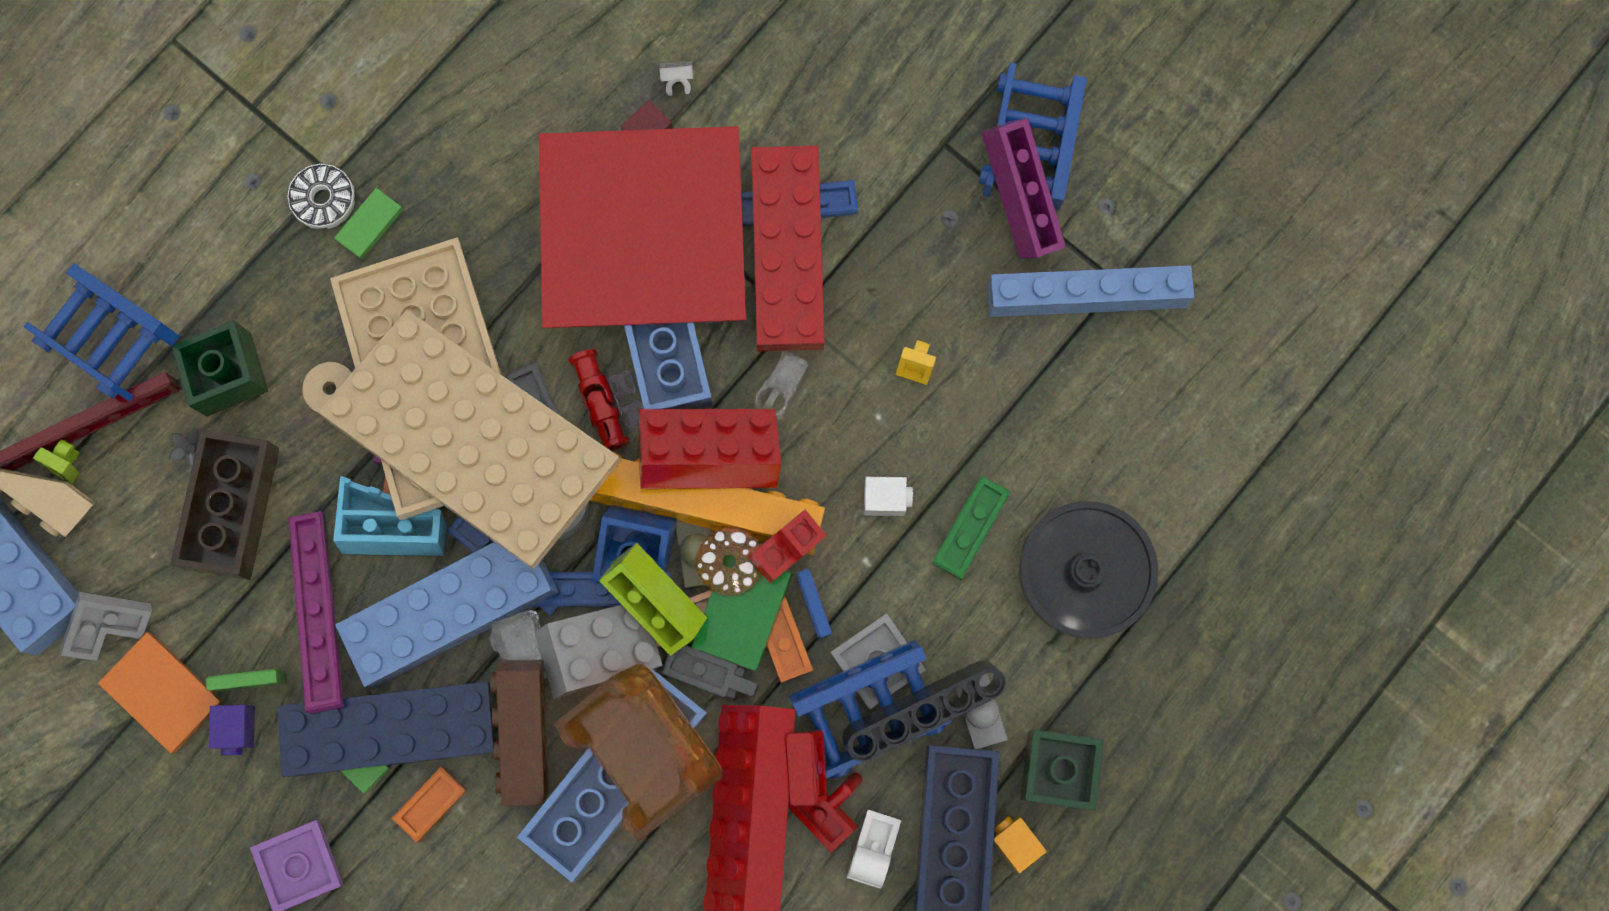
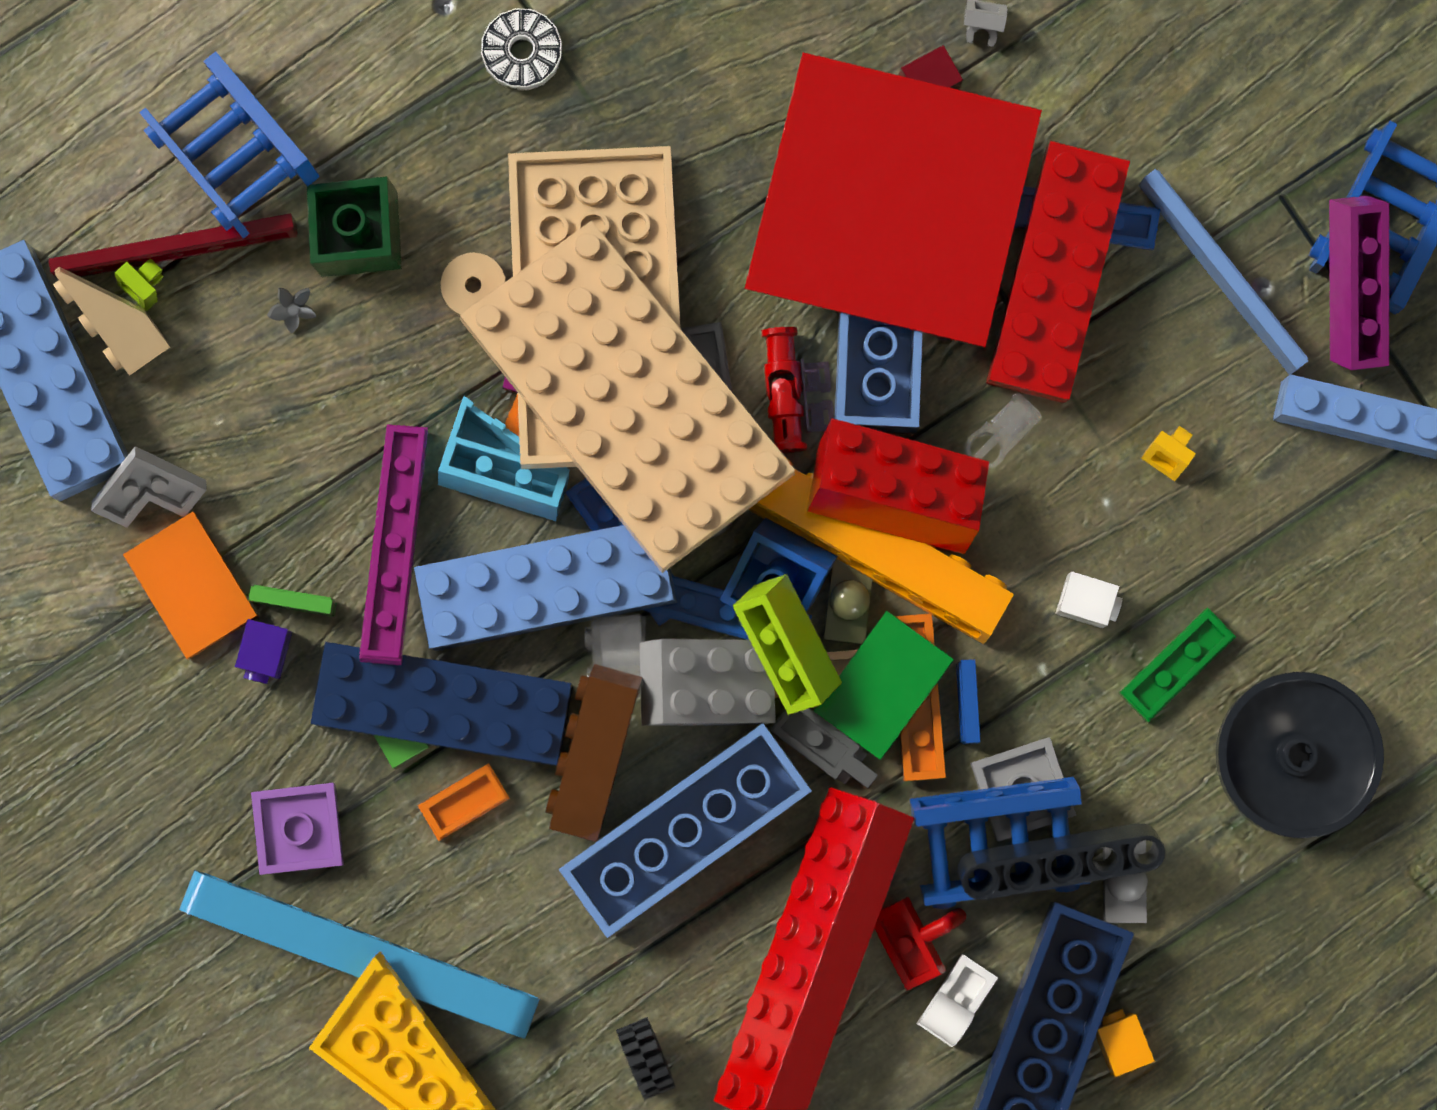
camera: 15 degrees right, 5 degrees up
(225, 505) = (321, 390): dark brown brick -> none
(369, 224) = (569, 98): bright green tile -> none
(642, 747) = (730, 811): clear orange windscreen -> none
(710, 564) = (864, 620): clear orange dish -> none
(787, 546) = (958, 627): red slope -> none
(806, 767) = (908, 887): red slope -> none
(916, 213) = (1223, 272): none -> medium blue tile
(1062, 769) = (1199, 974): dark green brick -> none

